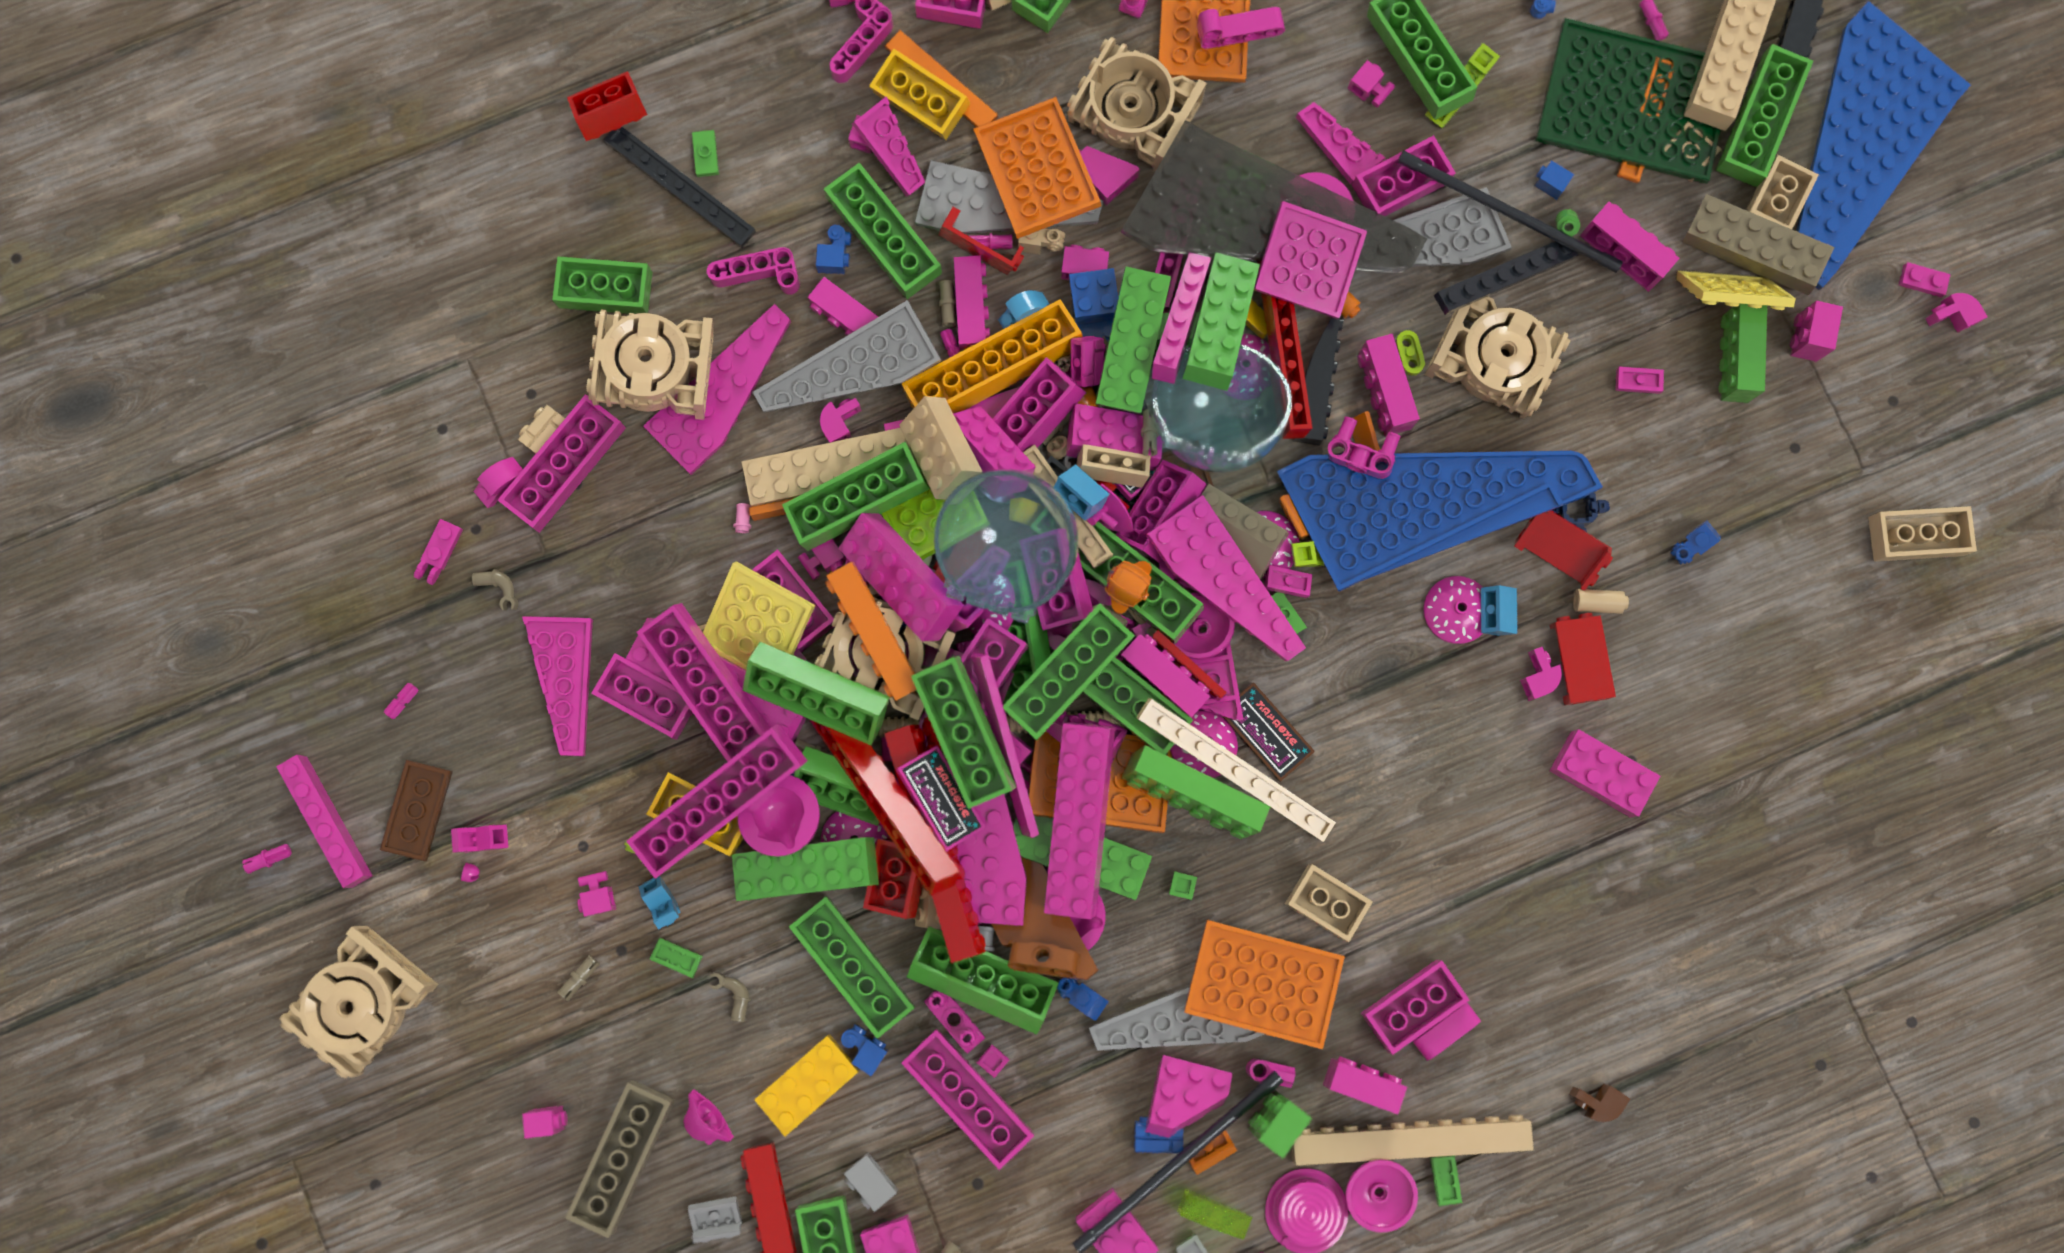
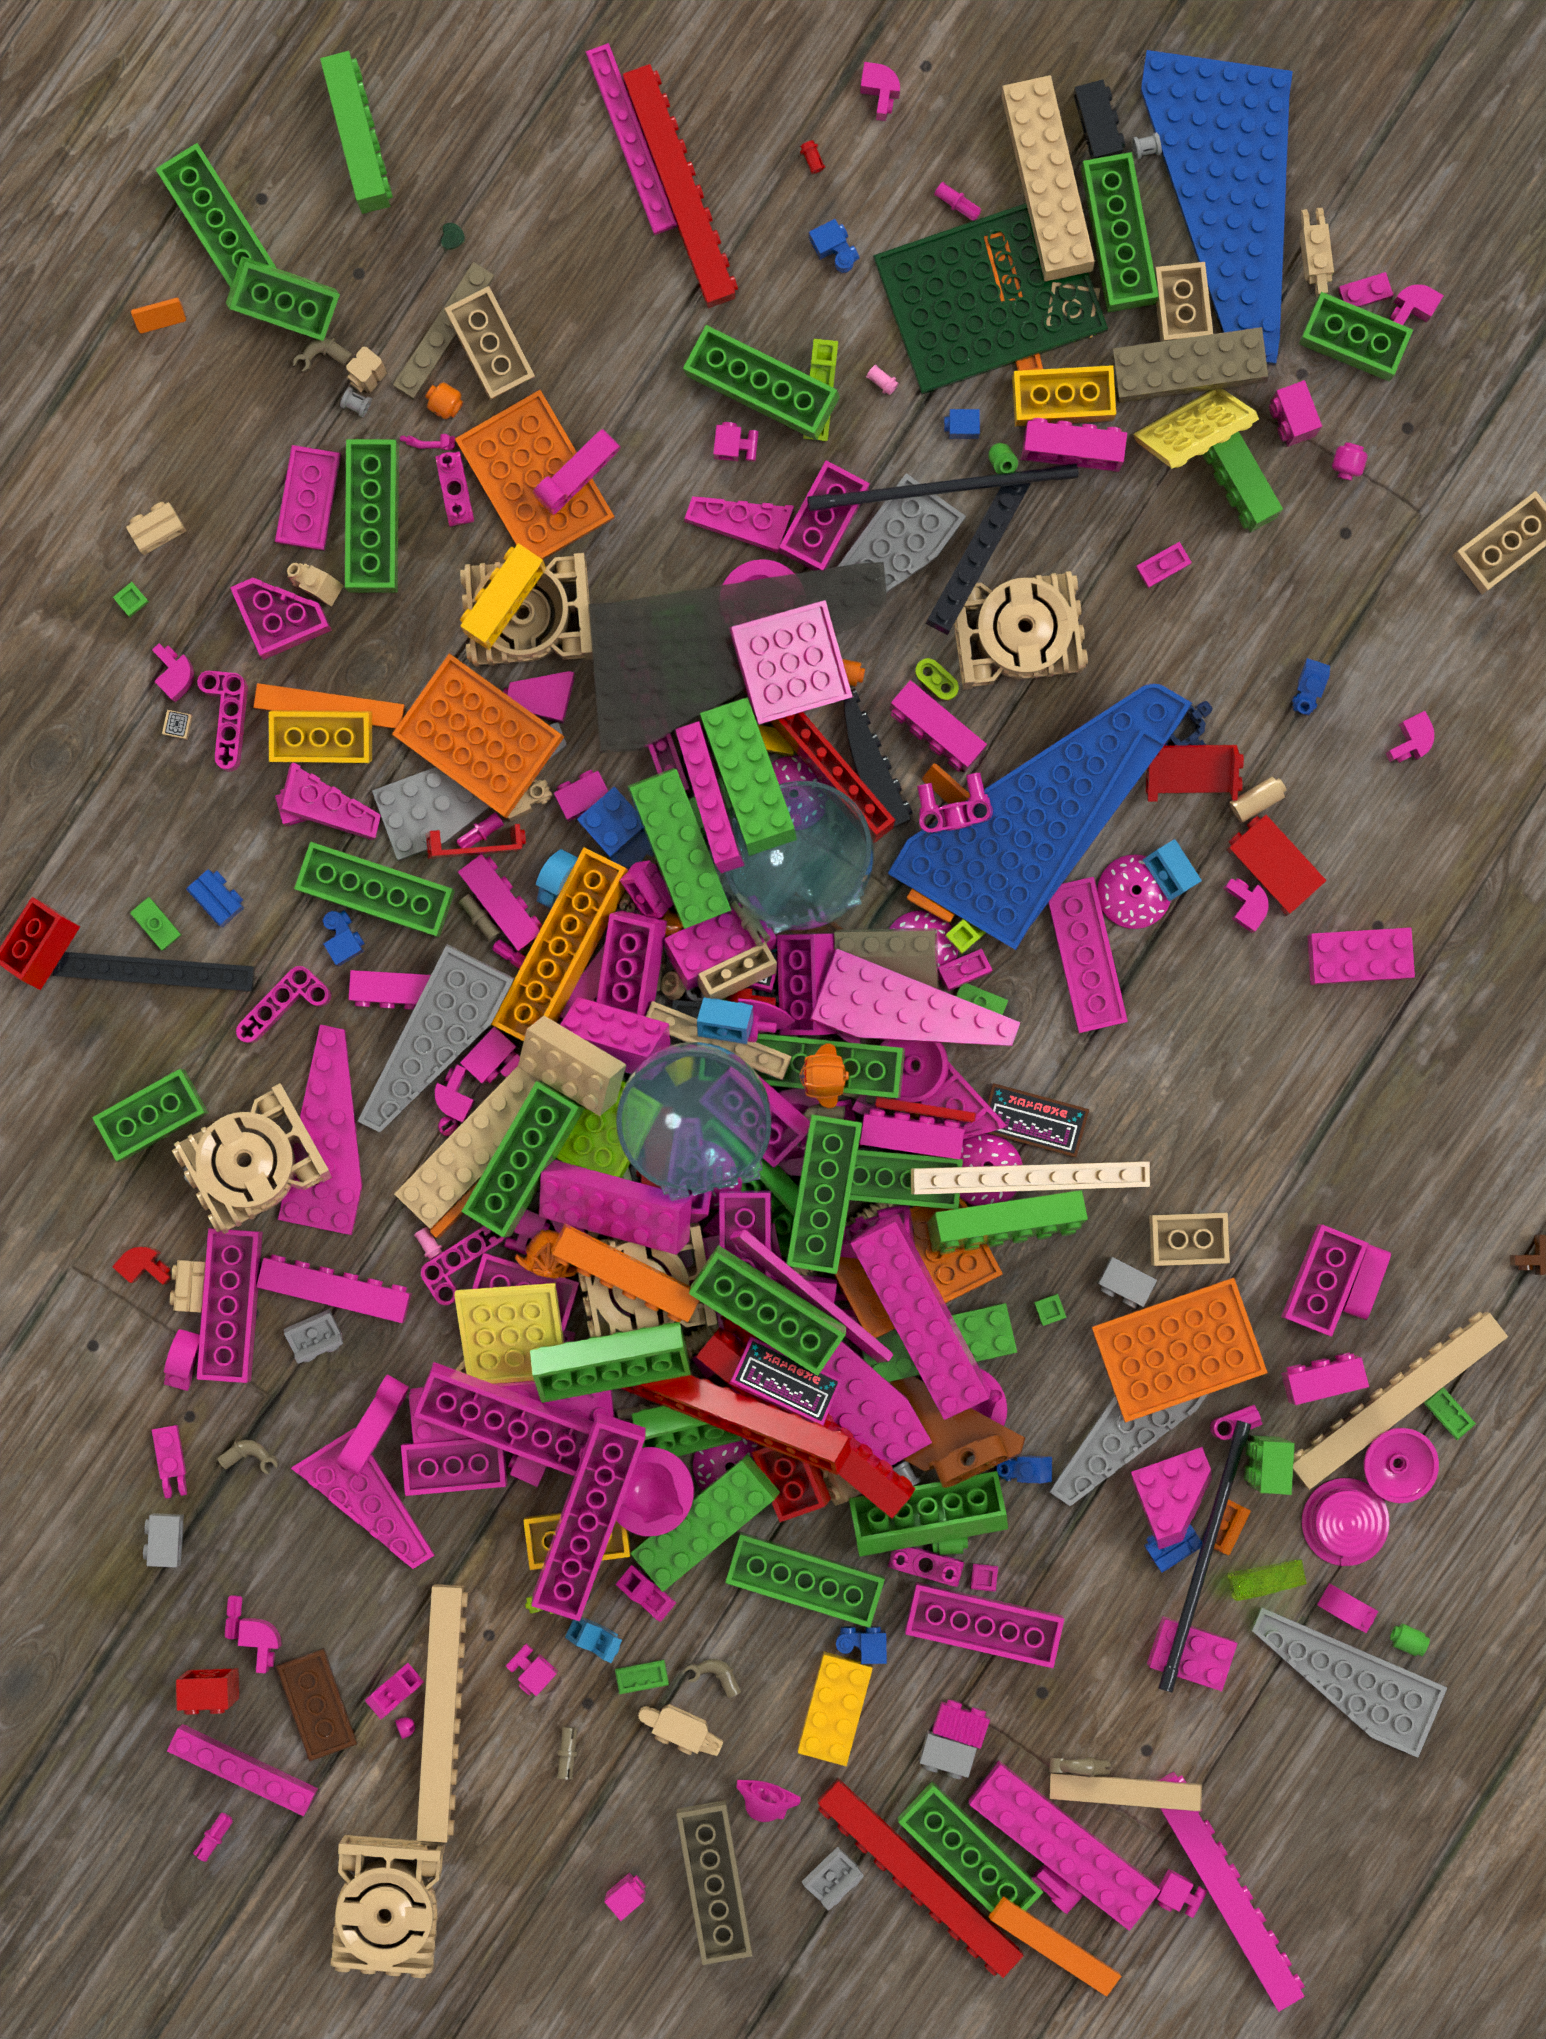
camera: 30 degrees left, 5 degrees up
(338, 740) = (207, 1690): none -> red brick
(390, 607) = (164, 1540): none -> light grey brick
(412, 731) = (262, 1635): none -> dark pink brick
(503, 881) = (440, 1713): none -> tan brick
(519, 387) = (138, 1260): none -> red brick
(606, 624) = (373, 1425): none -> dark pink beam
(608, 529) = (314, 1336): none -> light grey bracket
(647, 504) = (333, 1289): none -> dark pink brick
(678, 1019) = (681, 1729): none -> tan hinge
(698, 738) = (527, 1470): none -> dark pink brick
(722, 890) = (643, 1590): none -> dark pink brick
(761, 162) = (215, 897): none -> blue brick
(764, 547) = (446, 1269): none -> dark pink beam
(816, 586) = (540, 1258): none -> orange piece
(817, 435) = (444, 1121): none -> dark pink hinge
(821, 22) = (177, 724): none -> tile
(883, 408) = (489, 1056): none -> dark pink brick
(898, 1165) = (961, 1723): none -> dark pink brick
(982, 1018) = (951, 1546): none -> bright green brick
(1125, 70) = (503, 596): none -> yellow brick
(1256, 903) = (1126, 1282): none -> light grey brick
(1389, 633) = (1086, 956): none -> dark pink plate
(1512, 110) = (882, 380): none -> bright pink pin
(1648, 202) = (1064, 395): none -> yellow brick
(1756, 636) = (1419, 736): none -> dark pink brick
(1824, 68) = (1146, 145): none -> light grey bush
(1834, 394) = (1349, 461): none -> dark pink head
(1898, 305) = (1355, 336): none -> bright green brick
(1907, 224) = (1316, 251): none -> tan hinge

